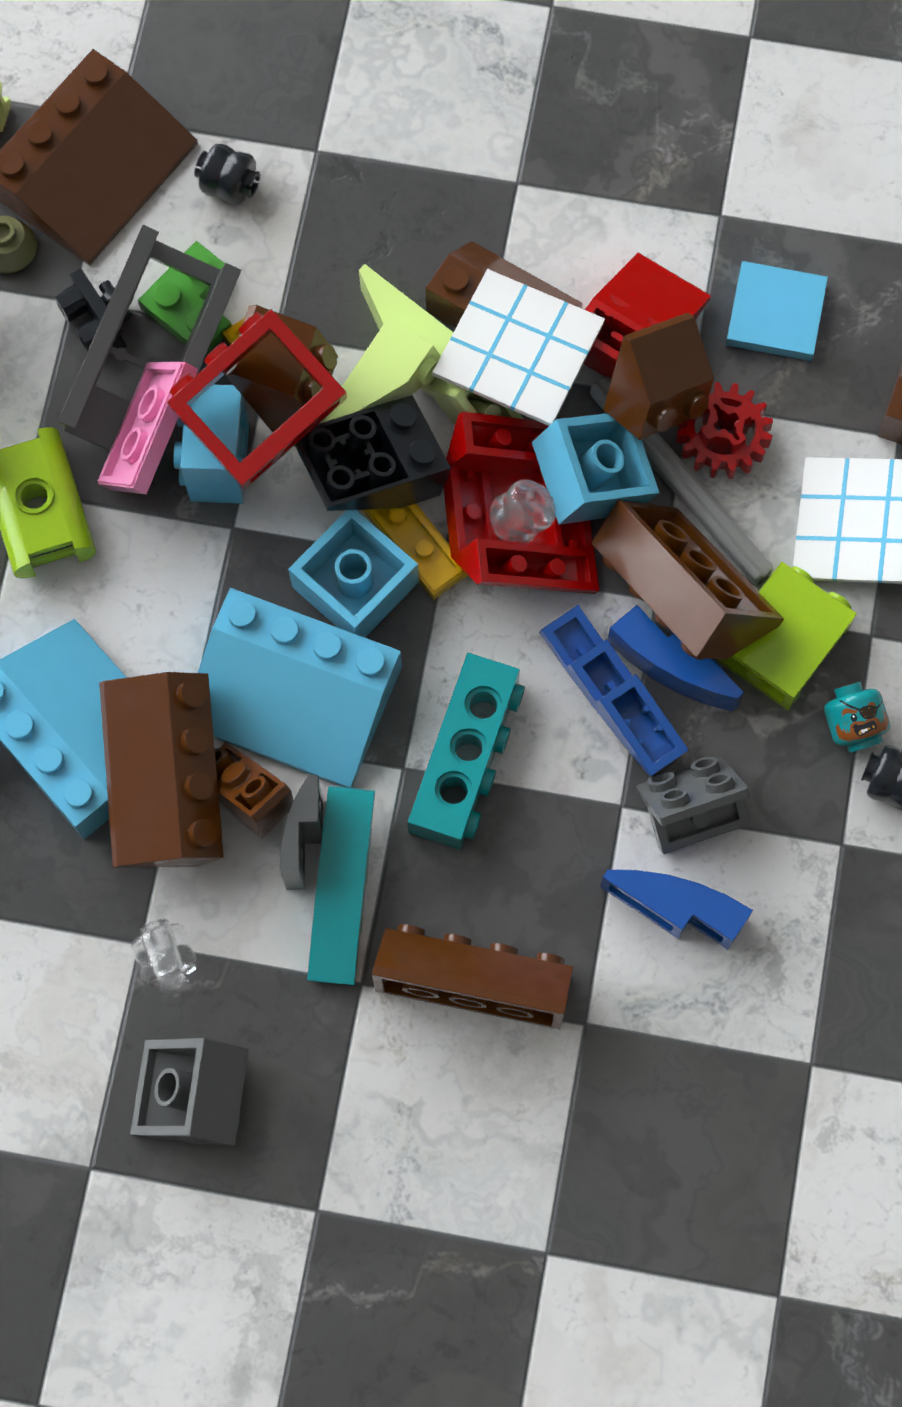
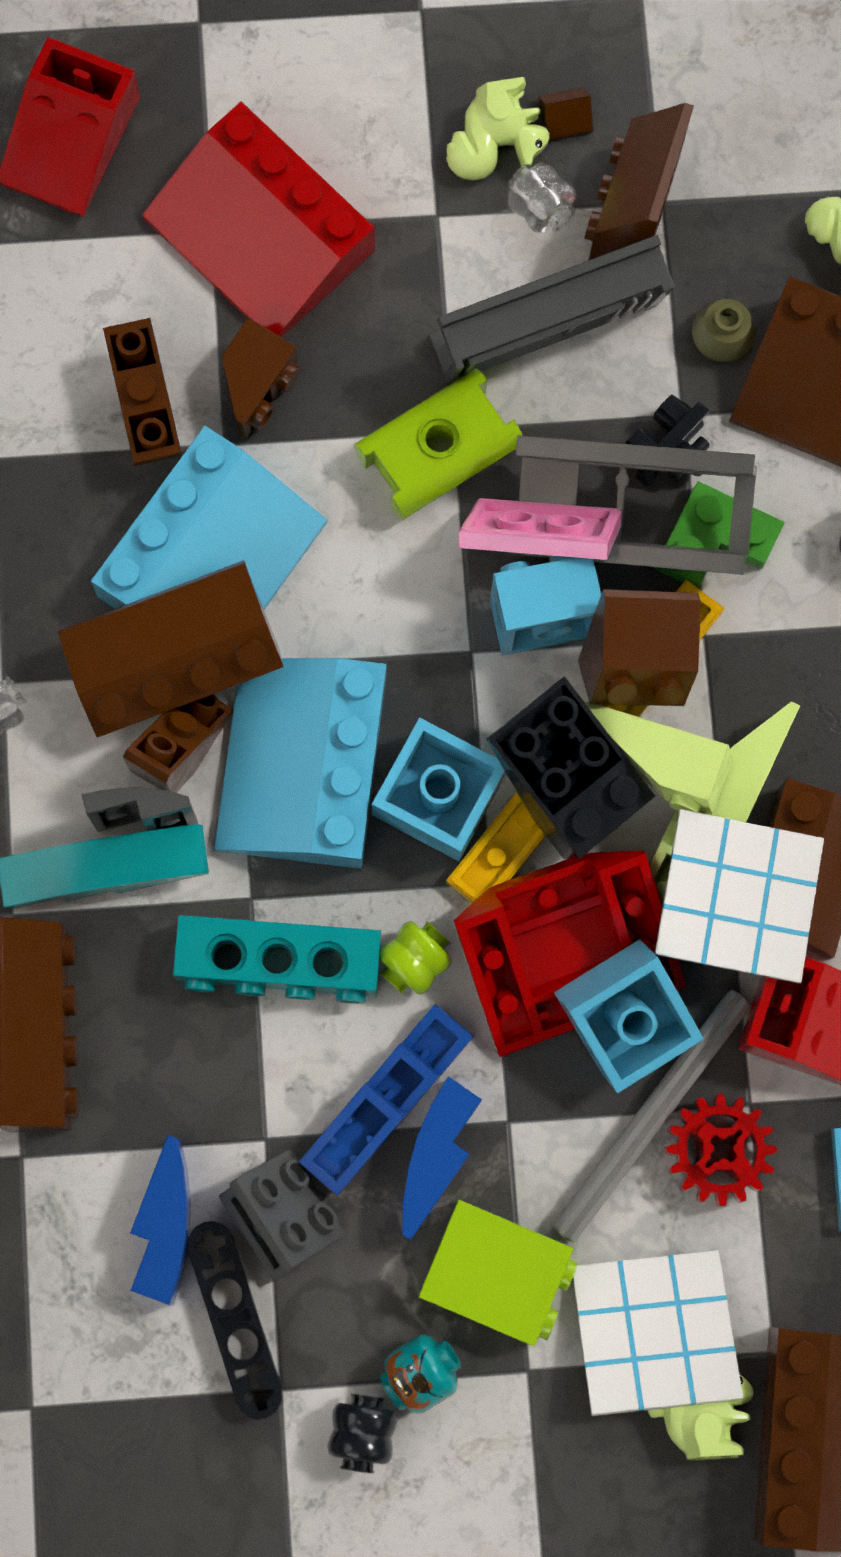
camera: 70 degrees right, 5 degrees up
(290, 432) = (608, 578): red window -> none
(497, 633) = (415, 957): none -> lime piece
(522, 511) = (555, 949): clear piece -> none
(660, 377) = (740, 1060): reddish brown slope -> none
(684, 580) = (521, 1146): reddish brown slope -> none
(772, 857) = (240, 1317): none -> black beam

